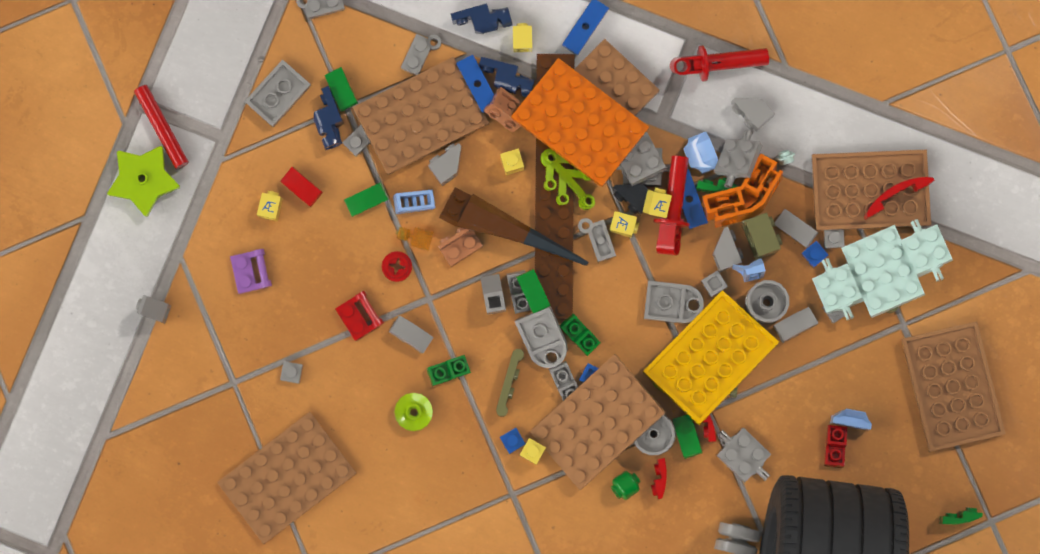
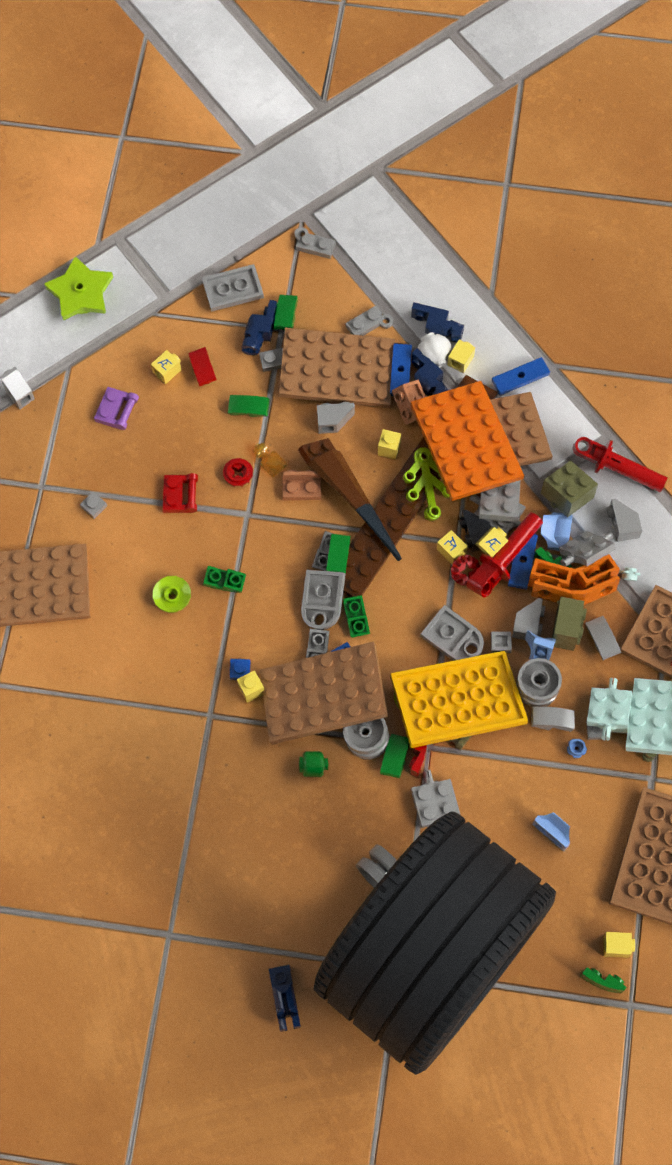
camera: 30 degrees right, 15 degrees down
(161, 126) = (122, 263): red piece -> none
(406, 209) = (283, 422): light blue slope -> none
(411, 334) = (212, 531): light grey slope -> none
(493, 294) = (302, 540): light grey slope -> none
(495, 46) = (435, 348): none -> white plant
(507, 390) = (263, 622): olive plate -> none
(599, 239) = (423, 548): light grey hinge -> none
(640, 237) = (459, 565): none -> red gear
(659, 485) = (342, 784): red slope -> none
(691, 111) = (569, 488): none -> olive brick
(814, 254) = (607, 669): blue plate -> none
(829, 332) = (576, 743): none -> medium blue plate
(833, 238) = (632, 667): light grey plate -> none
(835, 446) = (526, 844): red slope -> none
(955, 481) = (618, 944): none -> light yellow brick

